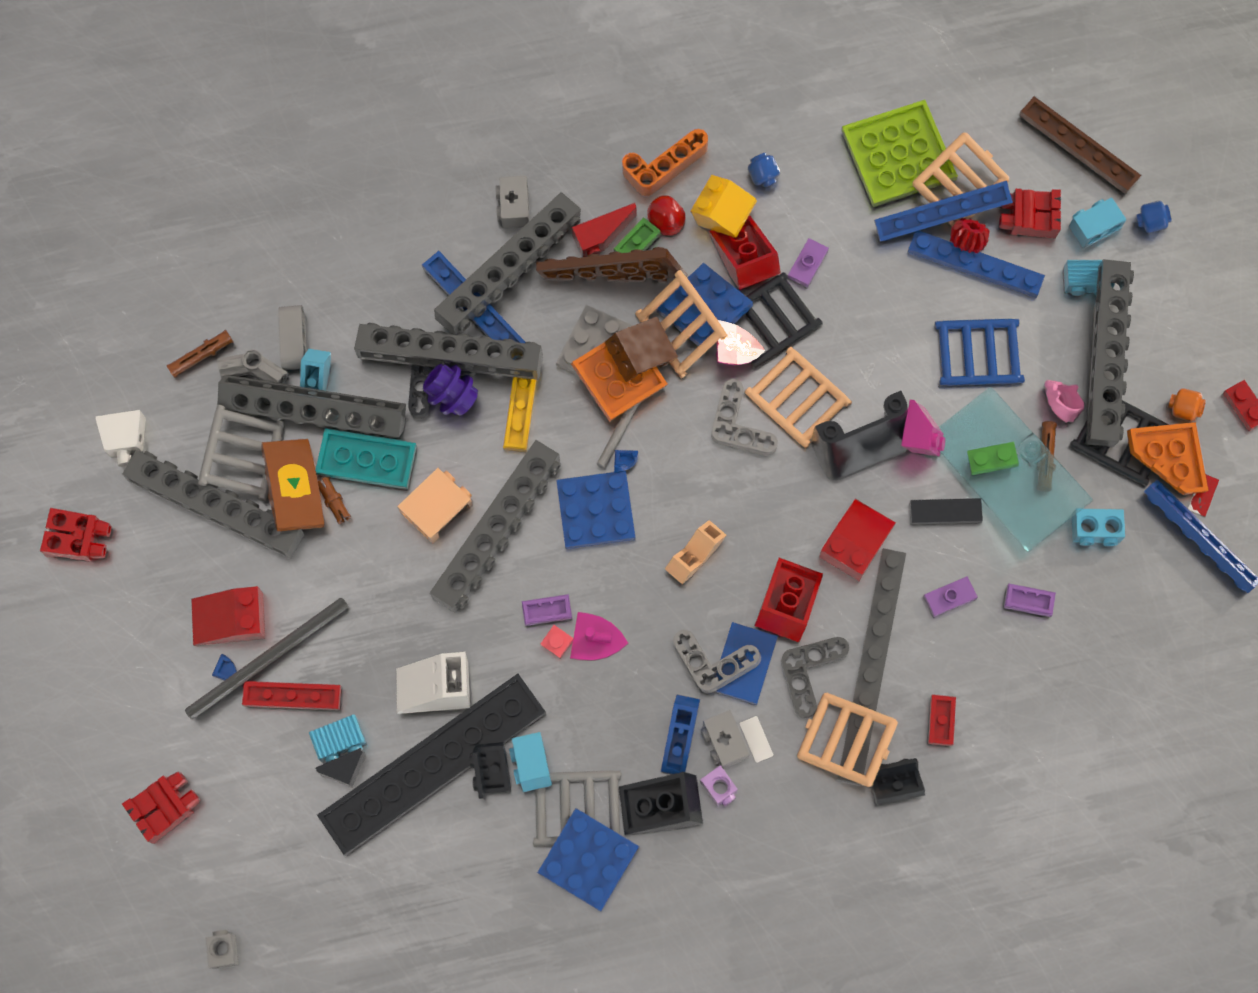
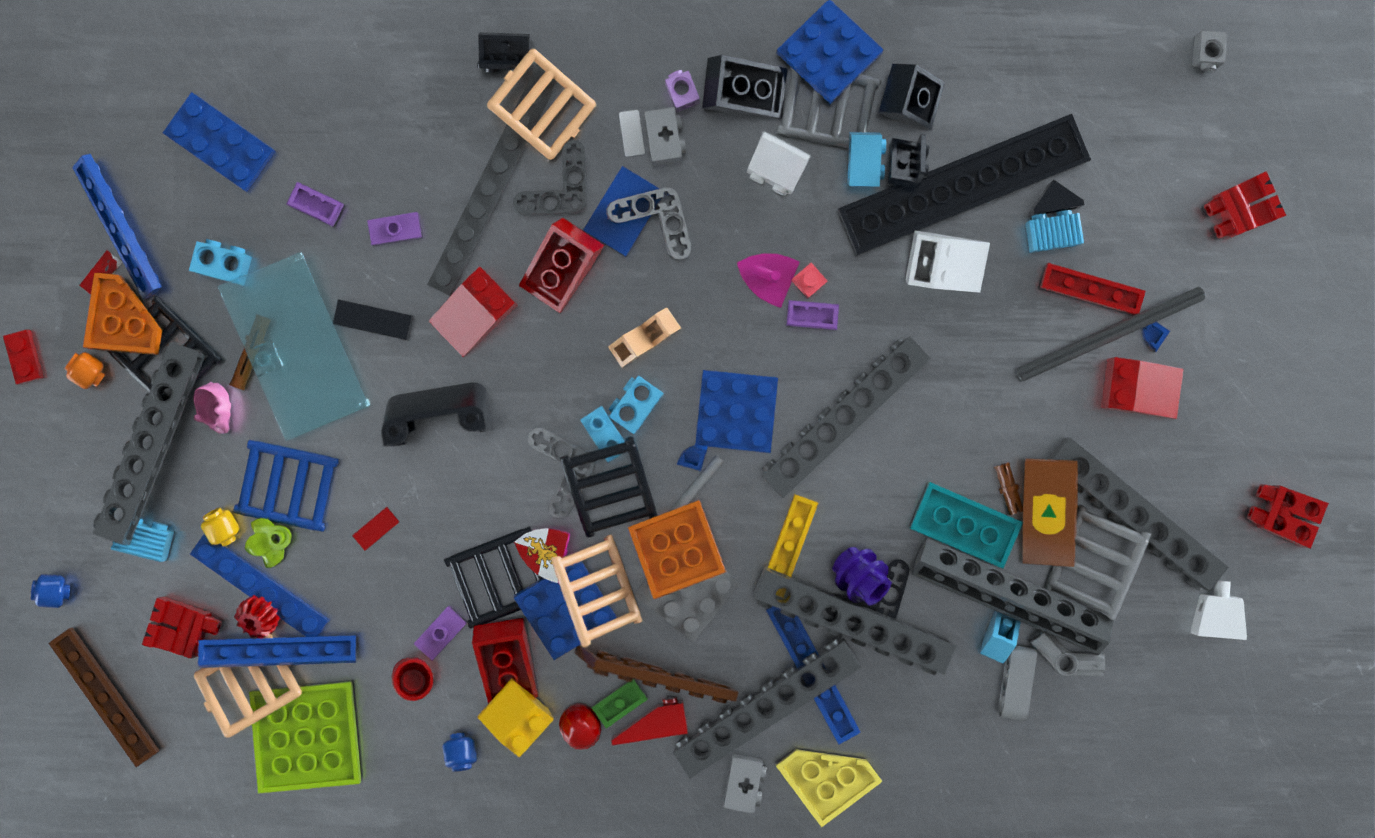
camera: 170 degrees left, 15 degrees up
(195, 356) = (1092, 698): dark orange pin -> none
(434, 504) = (903, 455): light nougat panel -> none
(441, 220) = (827, 781): none -> light yellow plate
(500, 834) = (912, 96): none -> black slope
(611, 734) = (777, 164): none -> white slope
(641, 348) = (647, 569): reddish brown panel -> none
(668, 159) = (561, 791): orange beam -> none
(680, 734) = (707, 153): blue slope -> none
(683, 490) = (641, 408): none -> medium azure brick
(708, 459) = (602, 430): none -> medium azure brick
(711, 391) = (634, 468): none -> black bar
(809, 370) = (524, 478): light nougat bar -> none
(821, 216) = (412, 679): none -> red hat
(890, 335) = (375, 528): none -> red sticker
(921, 432) = (372, 403): dark pink slope -> none
(942, 720) = (440, 103): red plate -> none
(982, 302) = (264, 542): none -> lime plate
(992, 458) = (307, 359): bright green plate -> none
(1025, 302) = (220, 527): none -> yellow head
(1097, 222) = (114, 599): medium azure brick -> none
(1135, 636) = (219, 142): none -> blue plate

